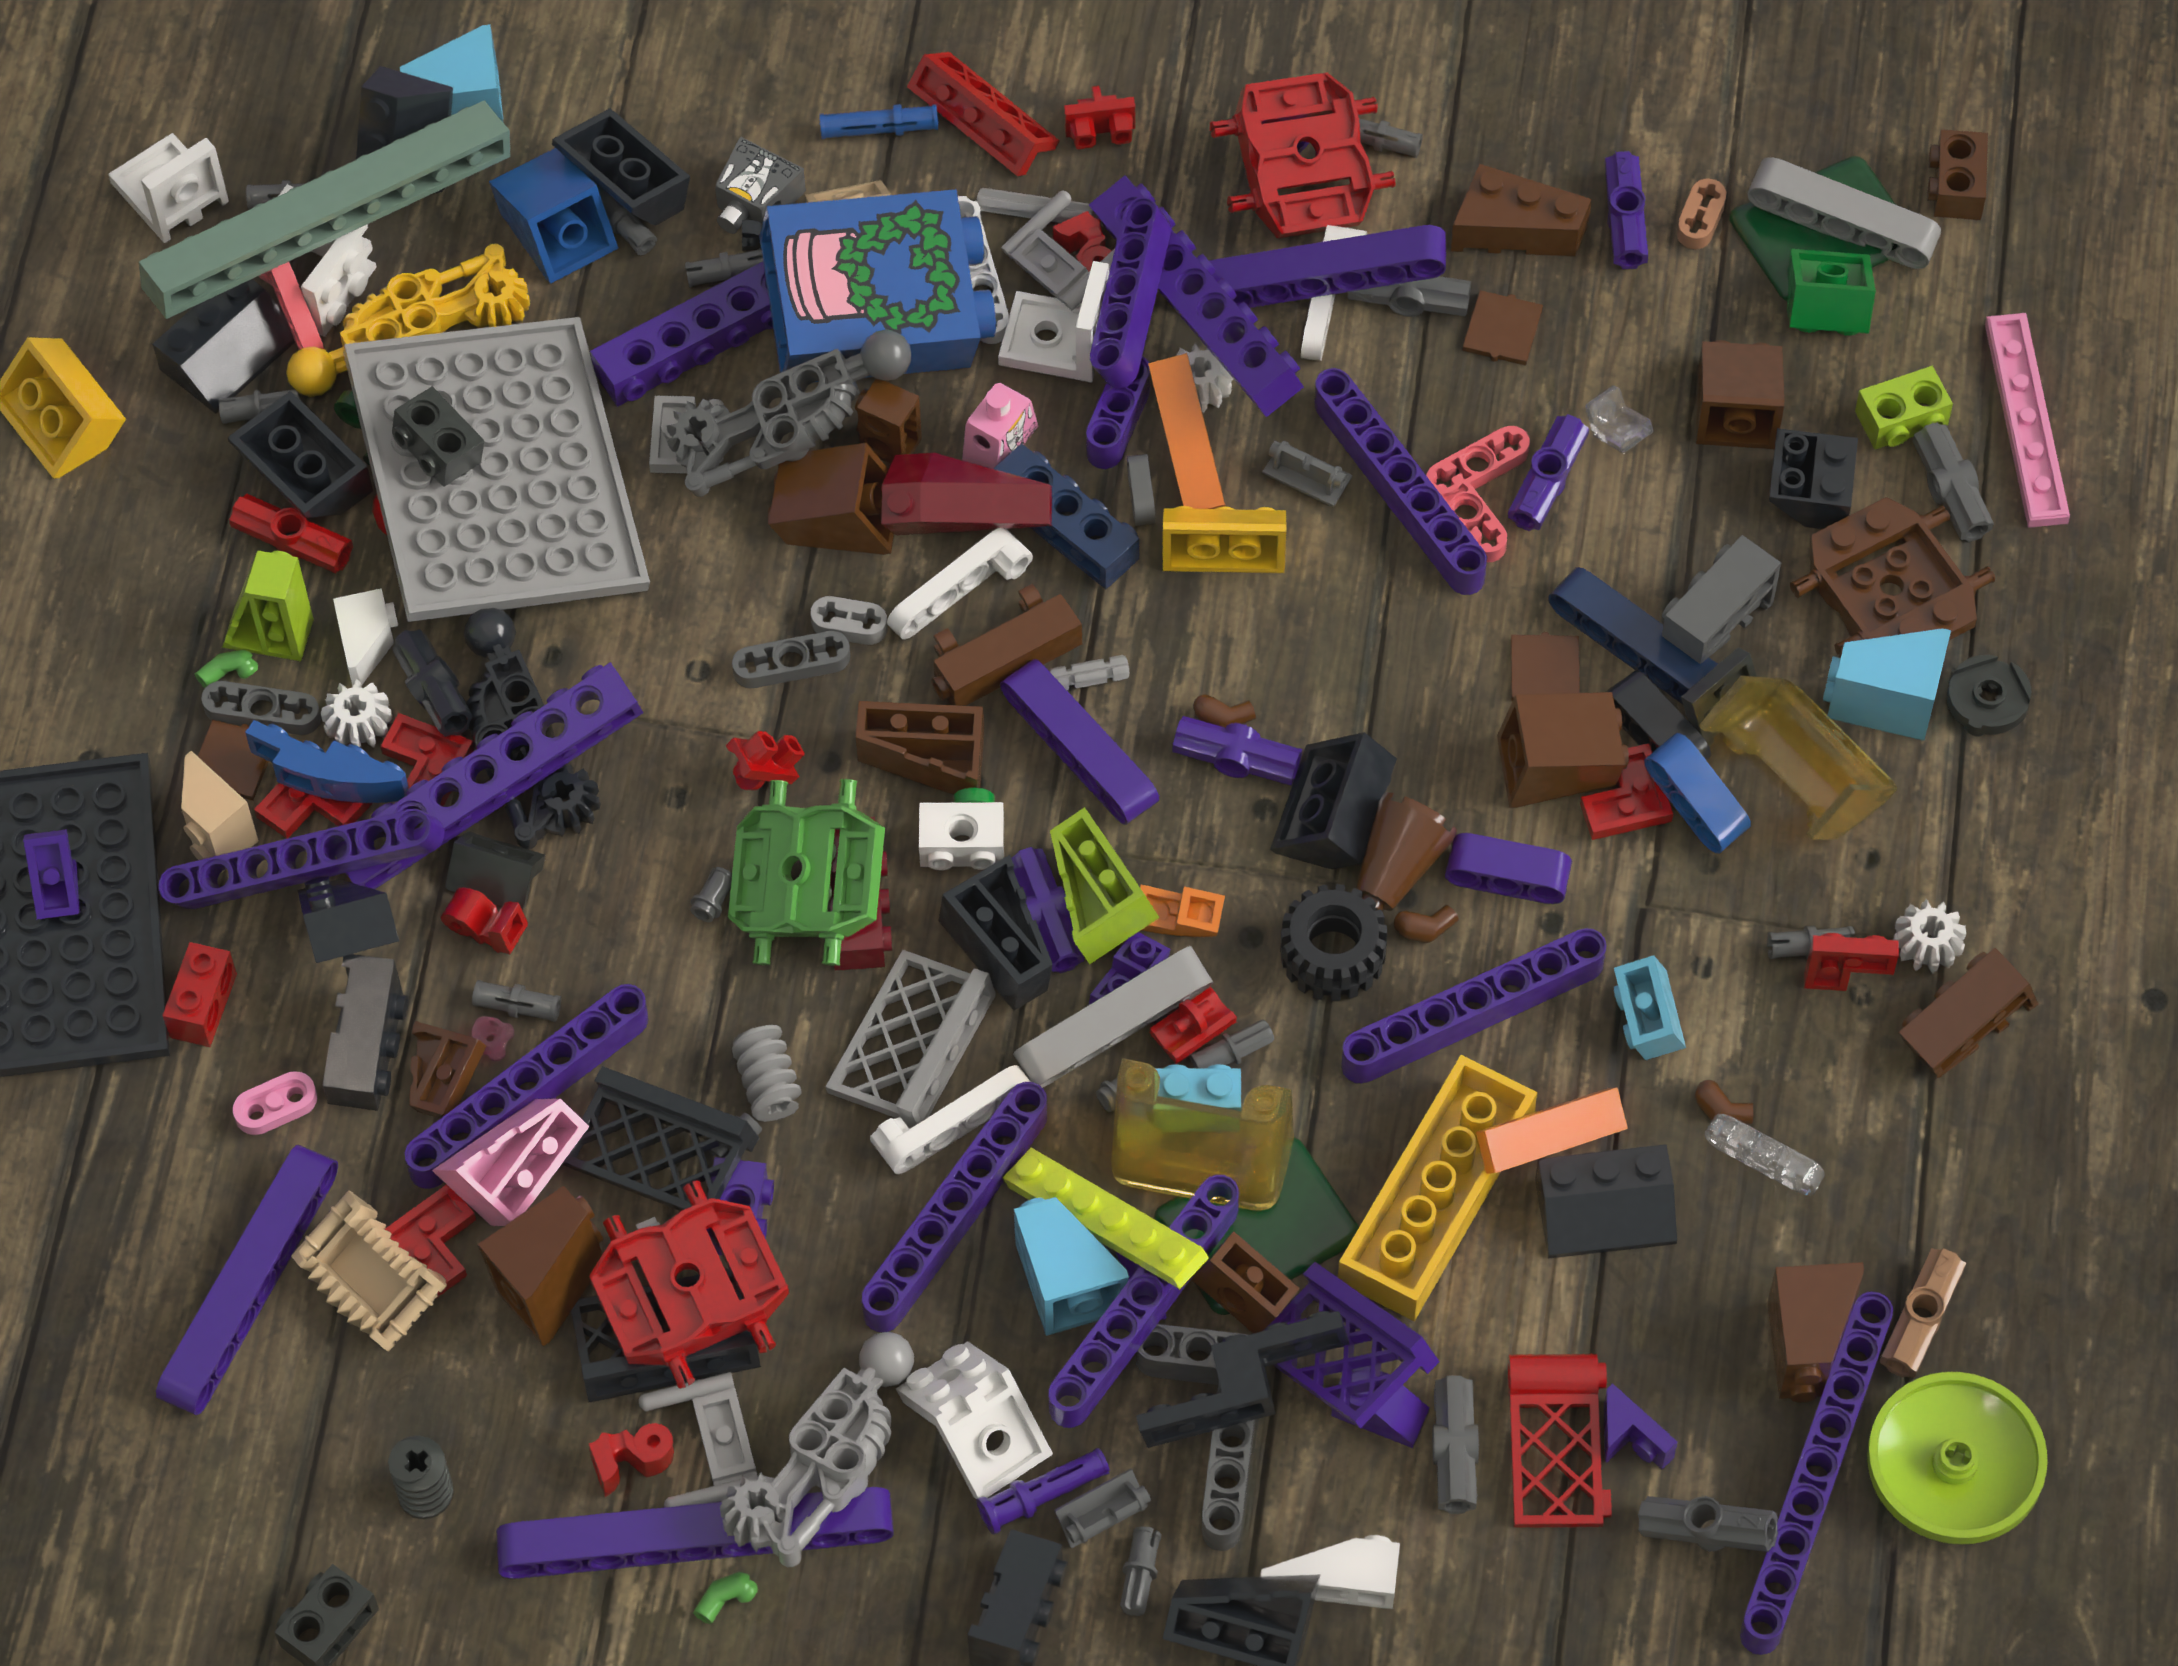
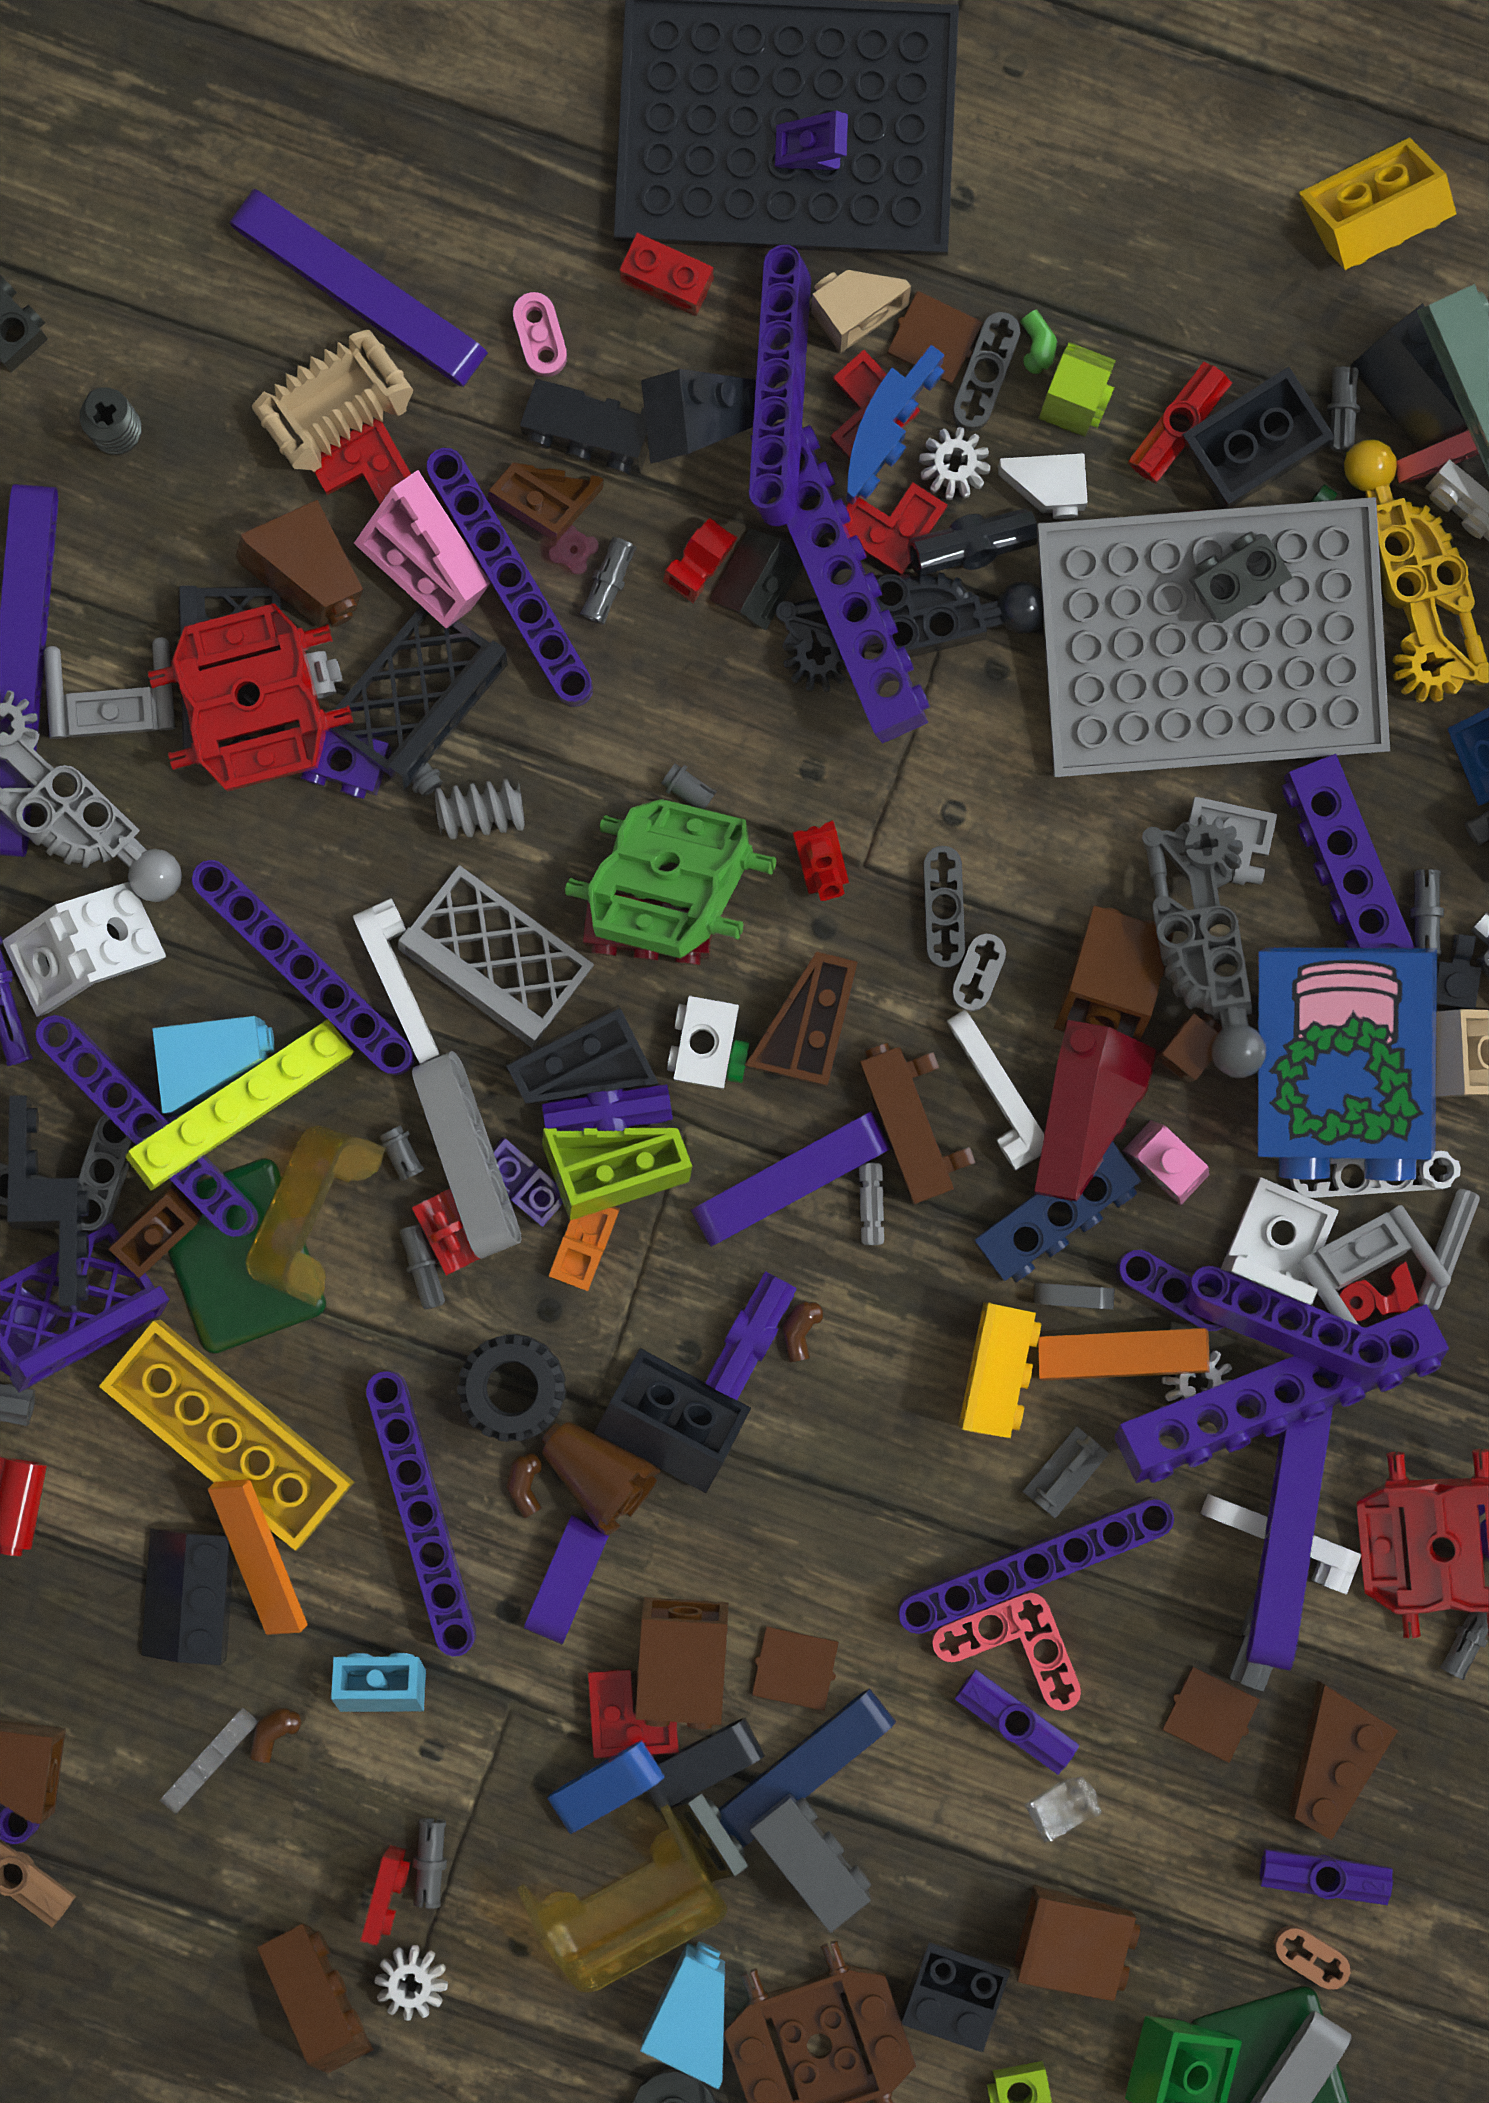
camera: 100 degrees right, 25 degrees up
(647, 1452) = (107, 637): red leg -> none
(1210, 1086) = (370, 1222): medium azure brick -> none

